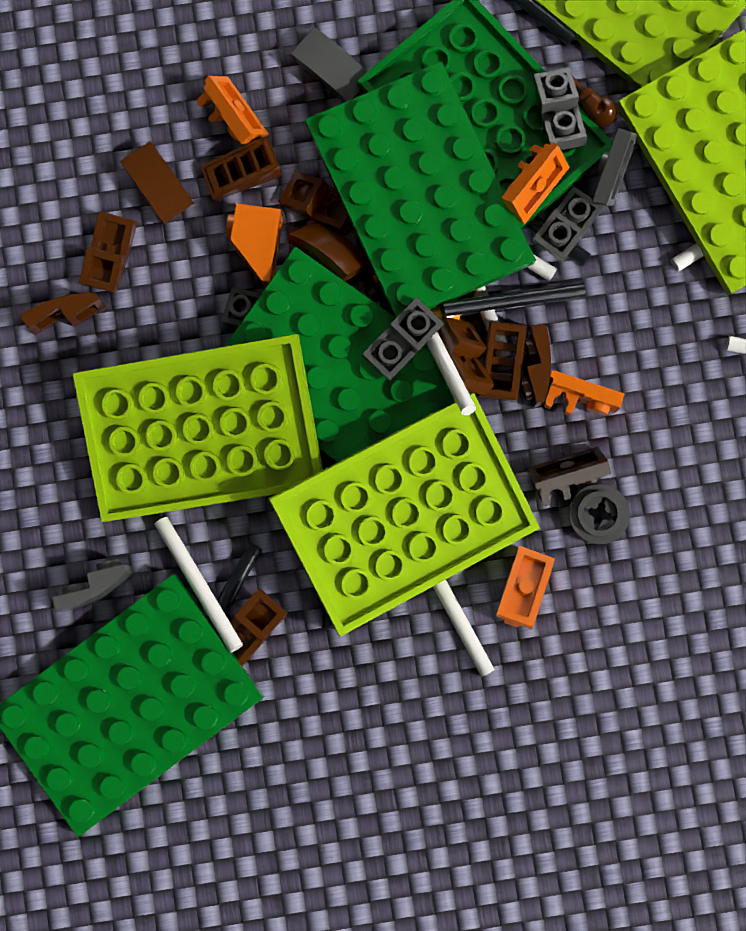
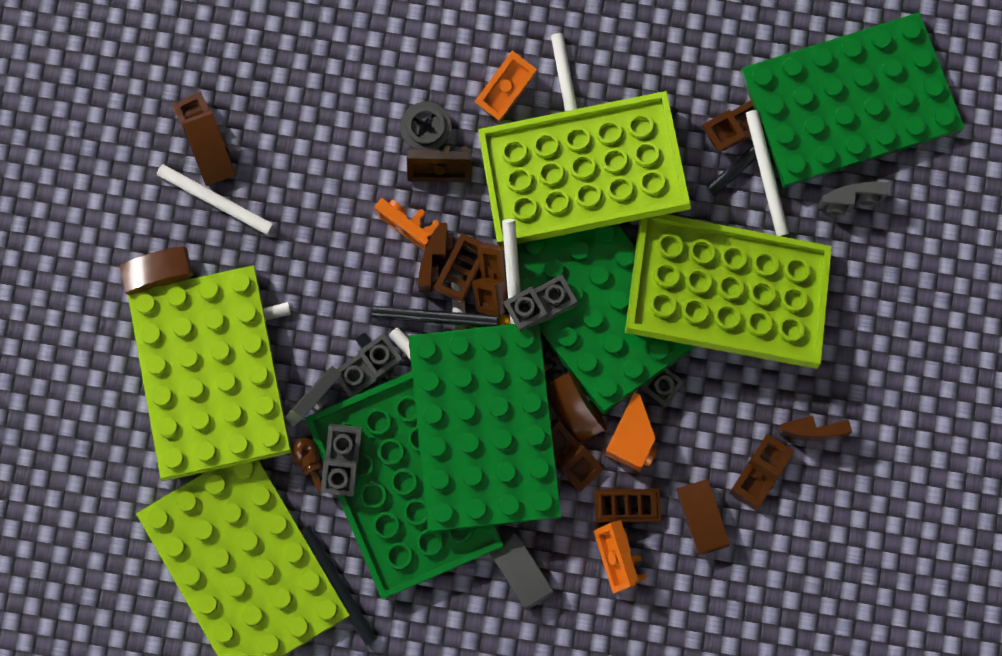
camera: 165 degrees left, 5 degrees down
(535, 181) = (393, 394): orange plate -> none

